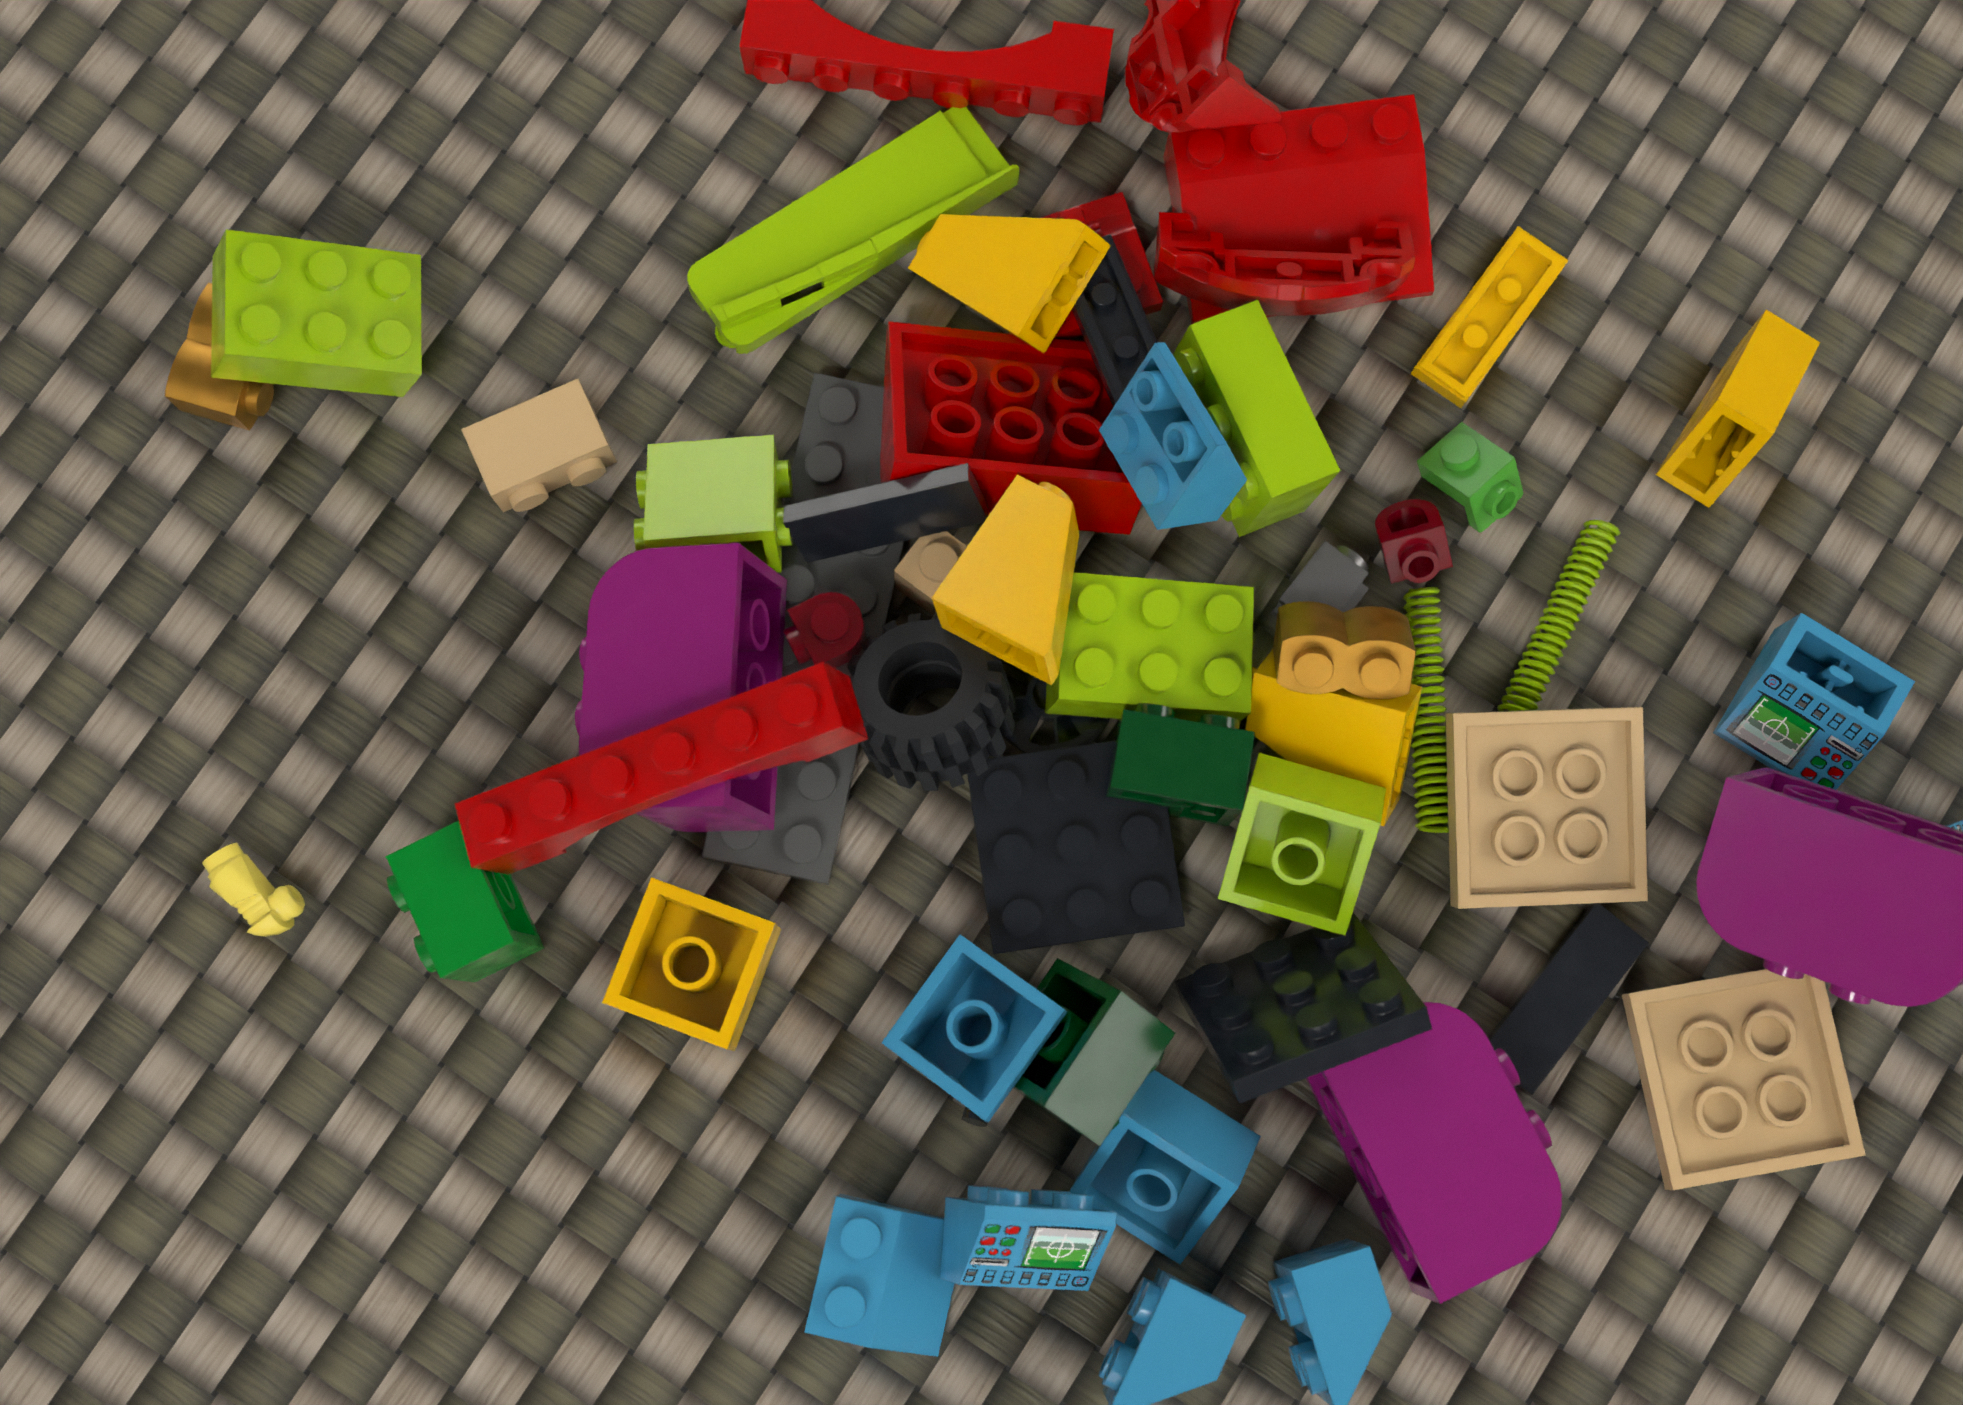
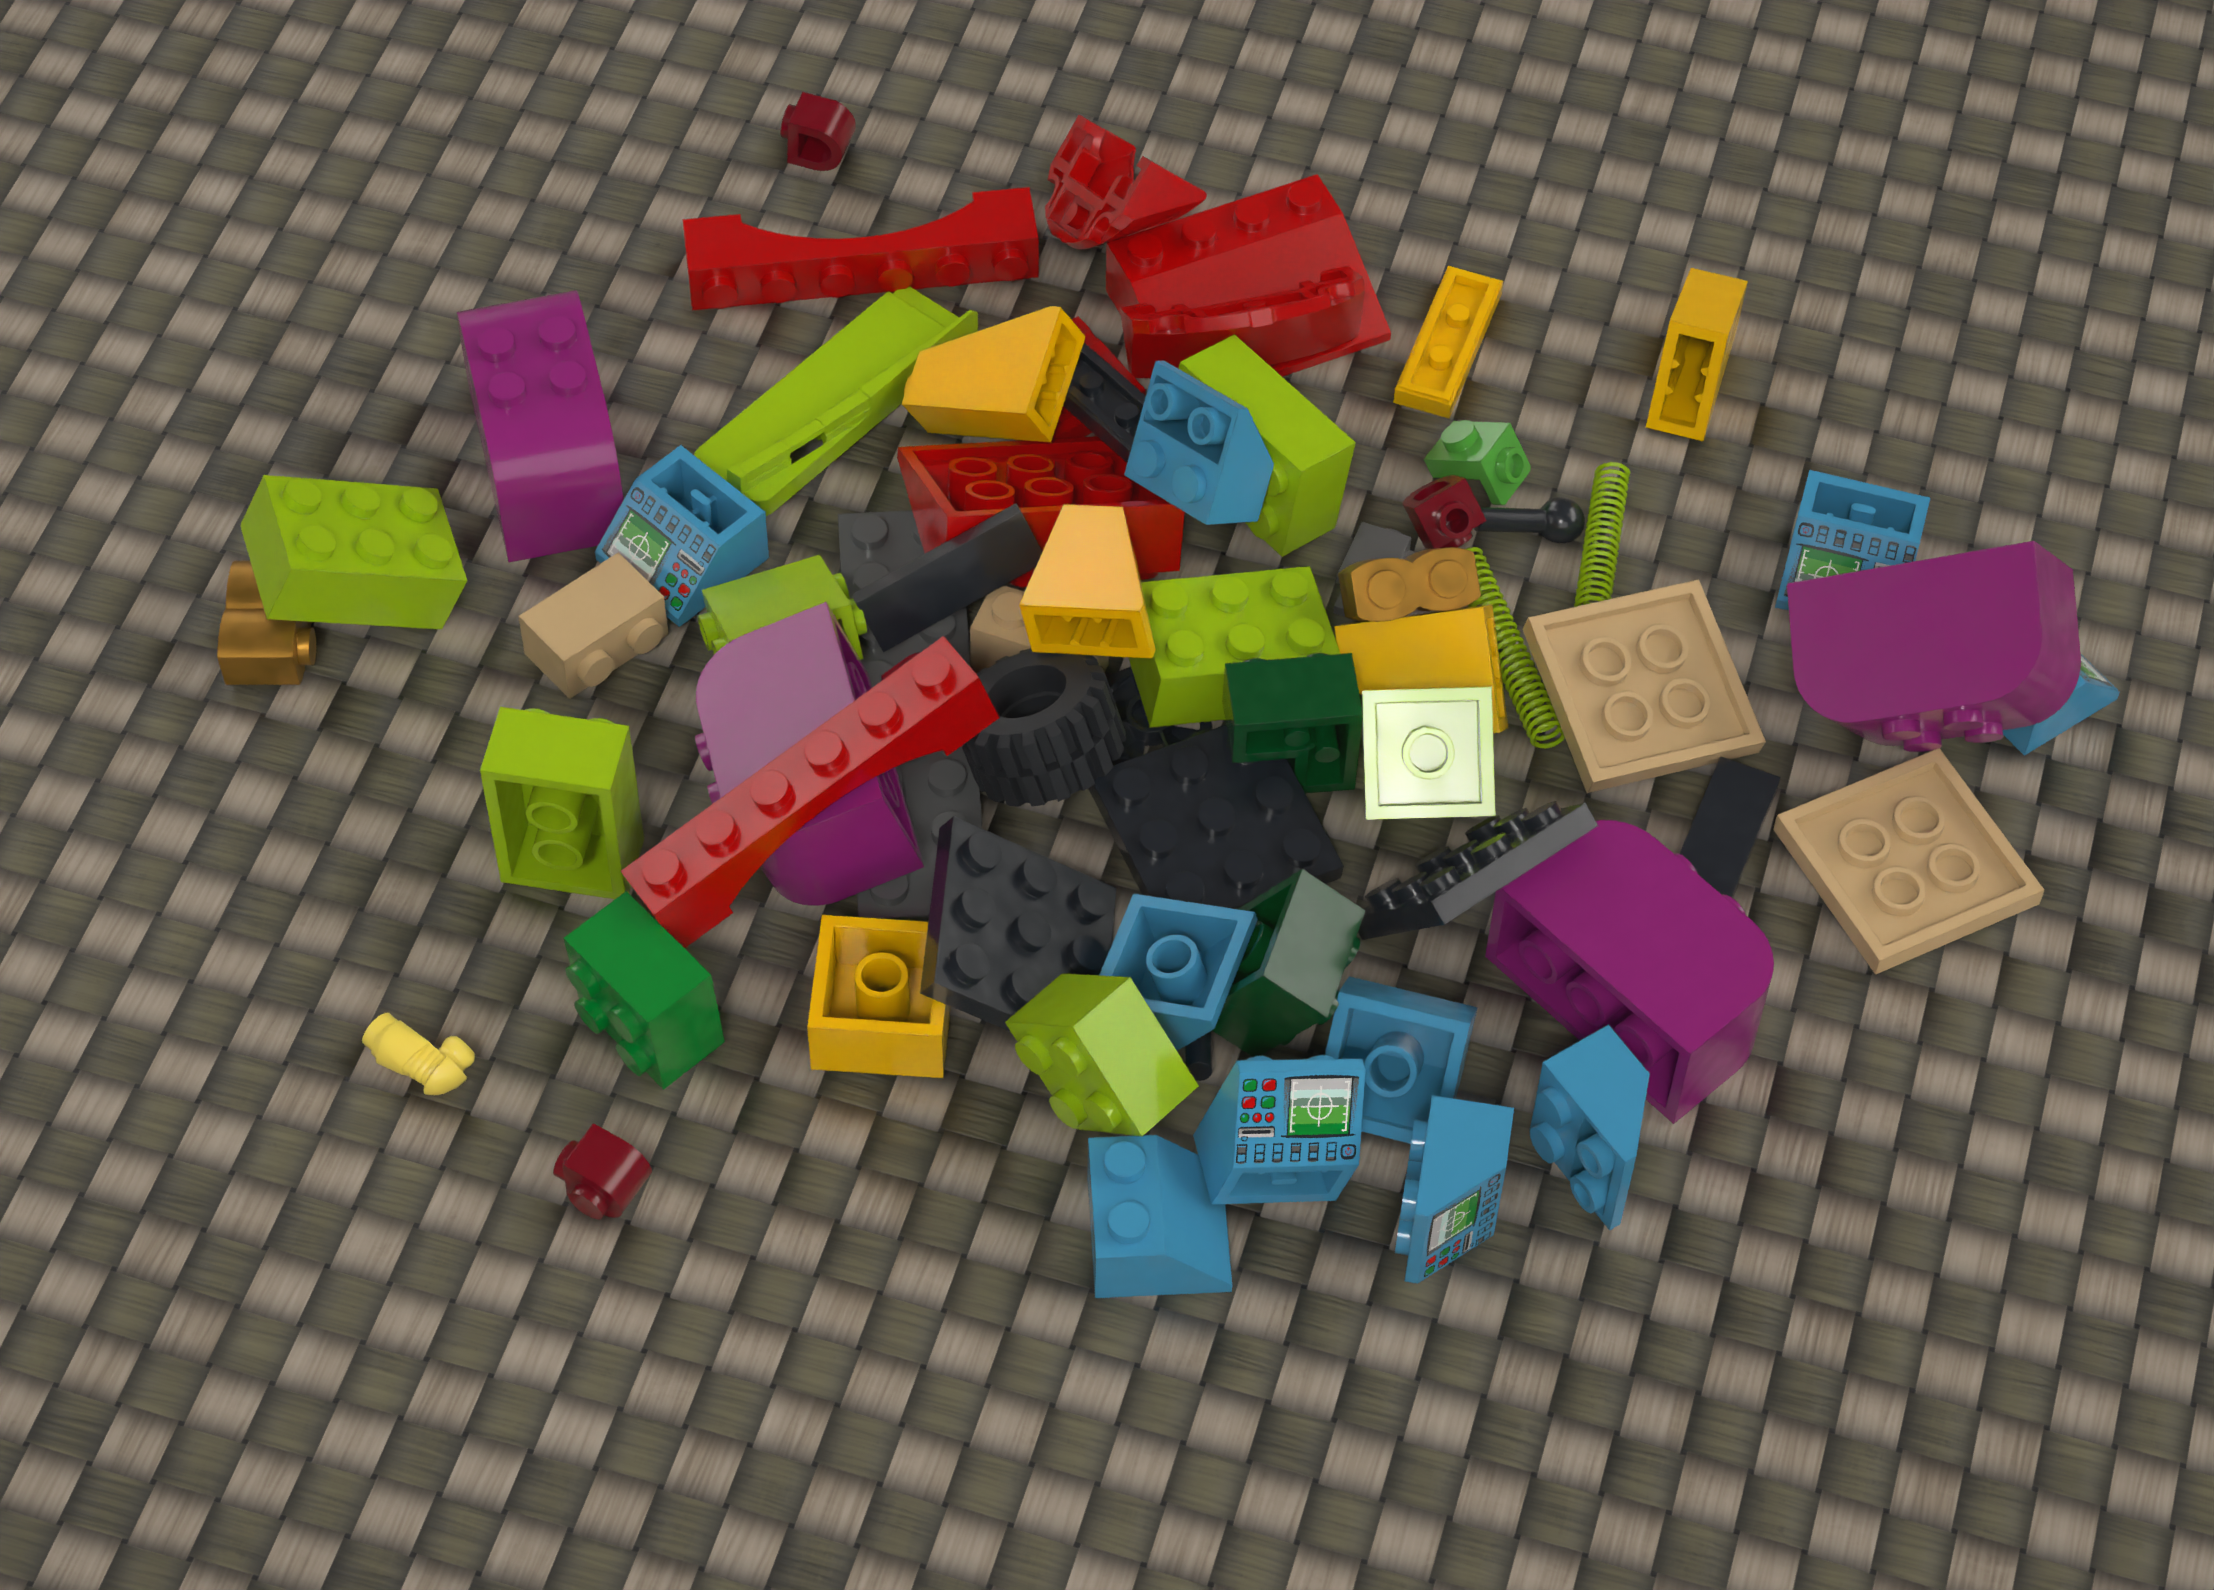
camera: 15 degrees left, 25 degrees down
(383, 1078) = (601, 1173): none -> dark red plate
(435, 678) = (562, 802): none -> lime brick
(540, 198) = (542, 423): none -> magenta brick
(649, 368) = (686, 532): none -> dark azure slope
(836, 942) = (1008, 923): none -> black plate
(868, 1117) = (1101, 1054): none -> lime brick
(1527, 566) = (1557, 520): none -> black bar

